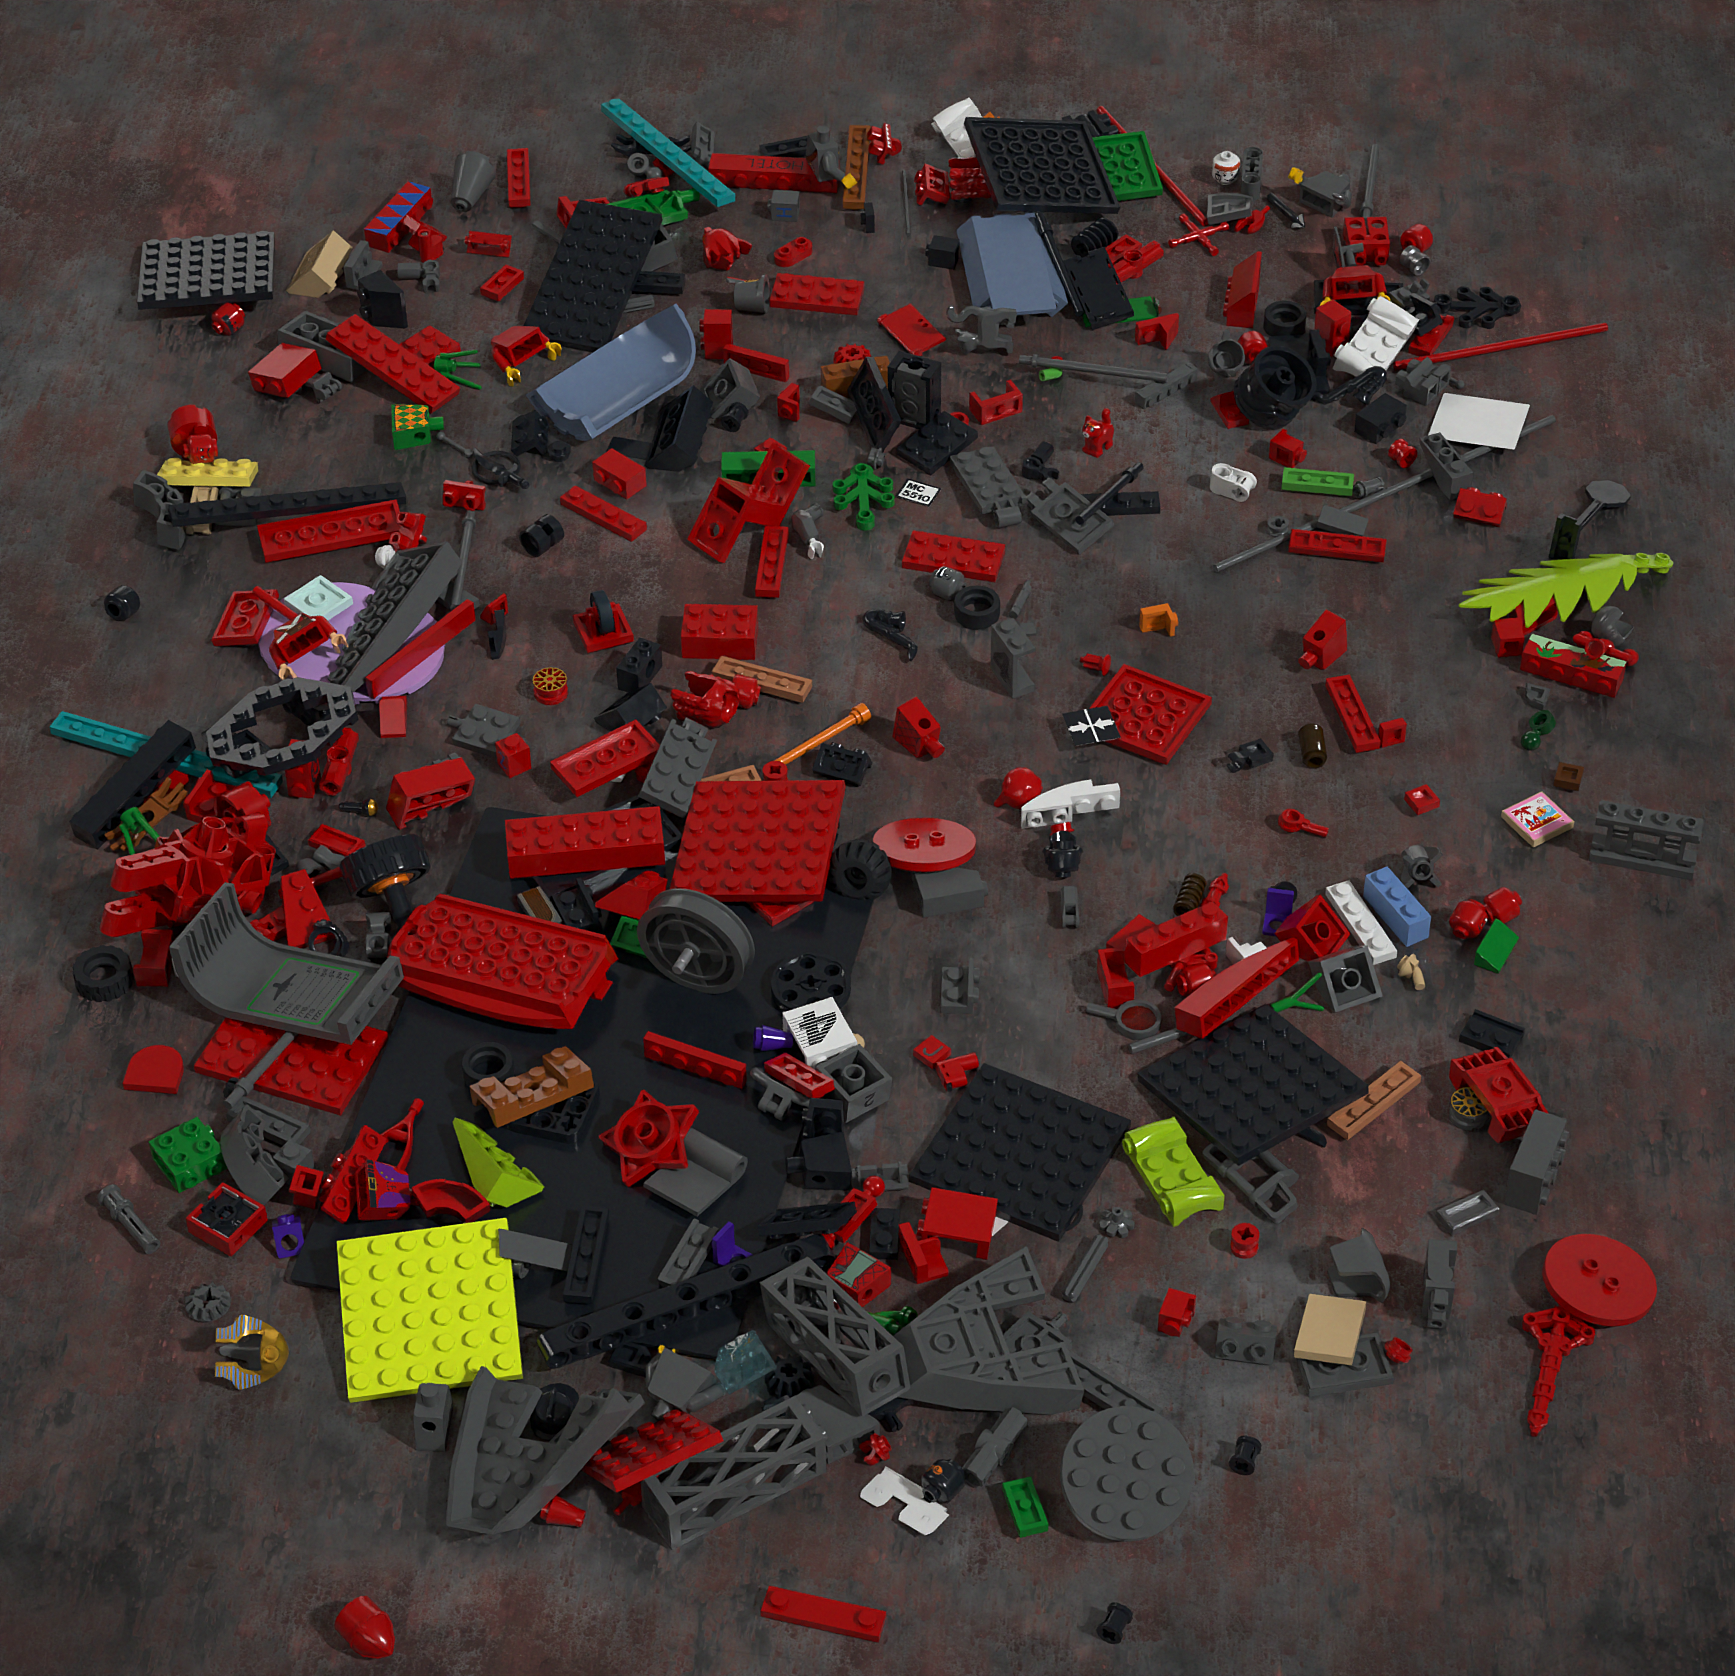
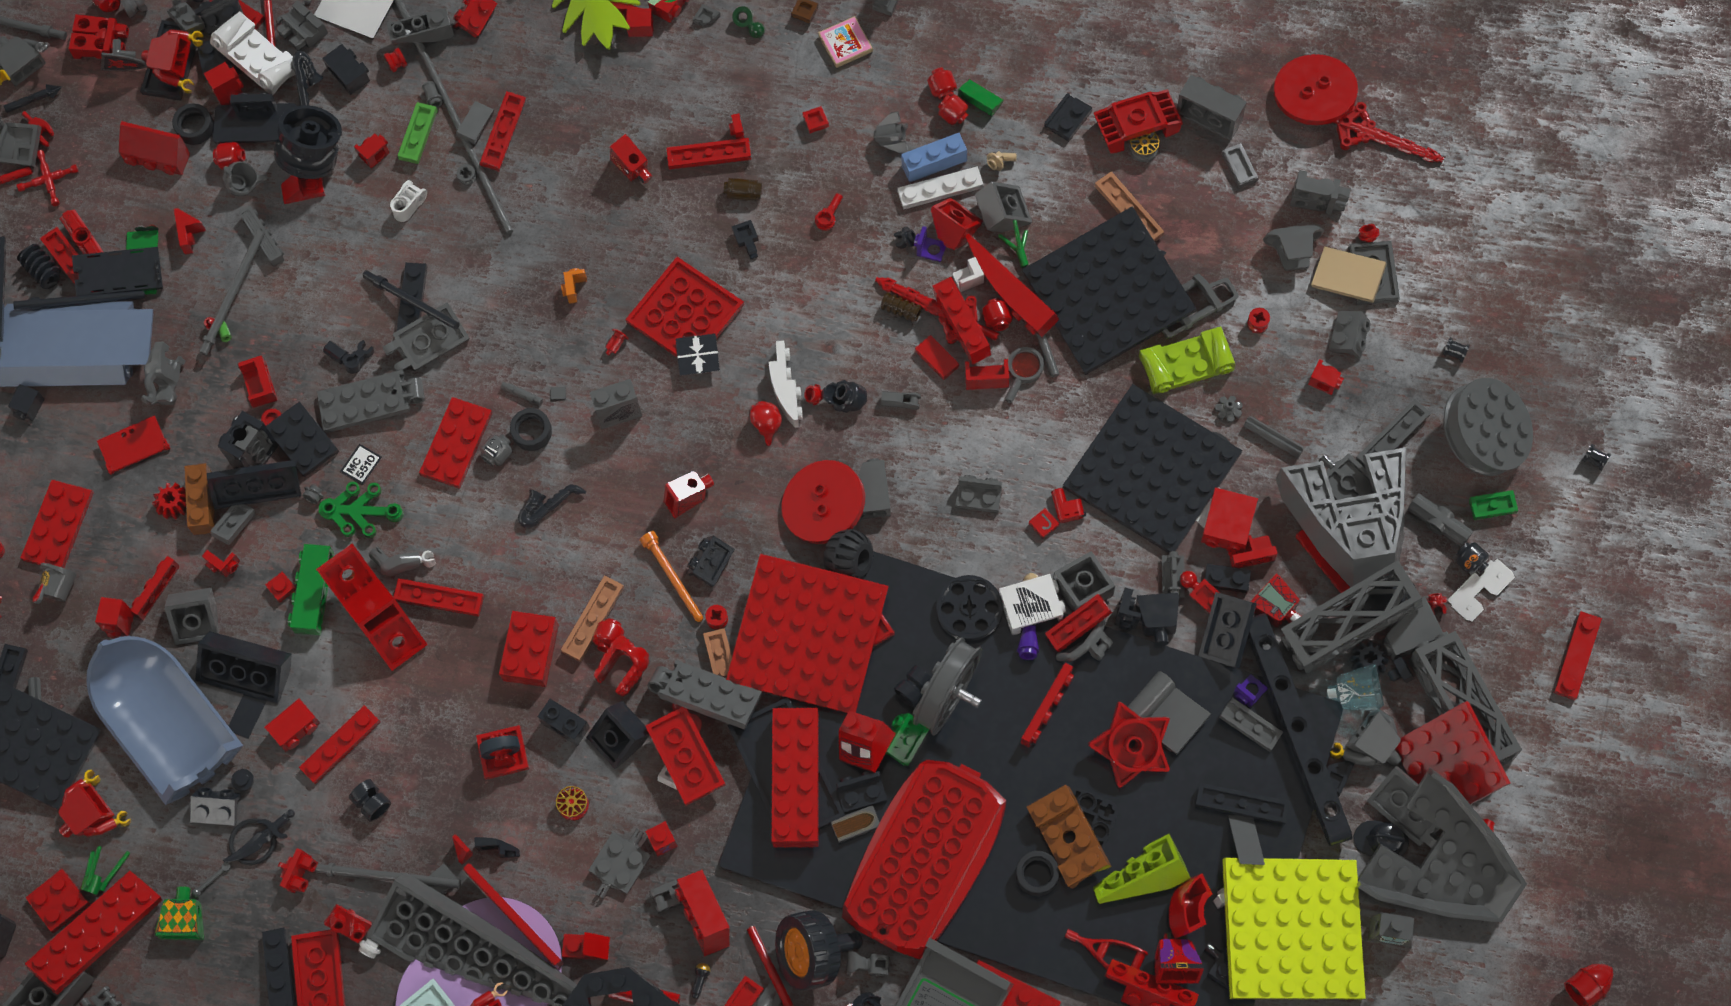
camera: 80 degrees left, 25 degrees up
(734, 417) = (230, 614): black bush -> none
(889, 1318) = (1324, 587): green plant -> none
(1098, 433) = (326, 299): red animal -> none

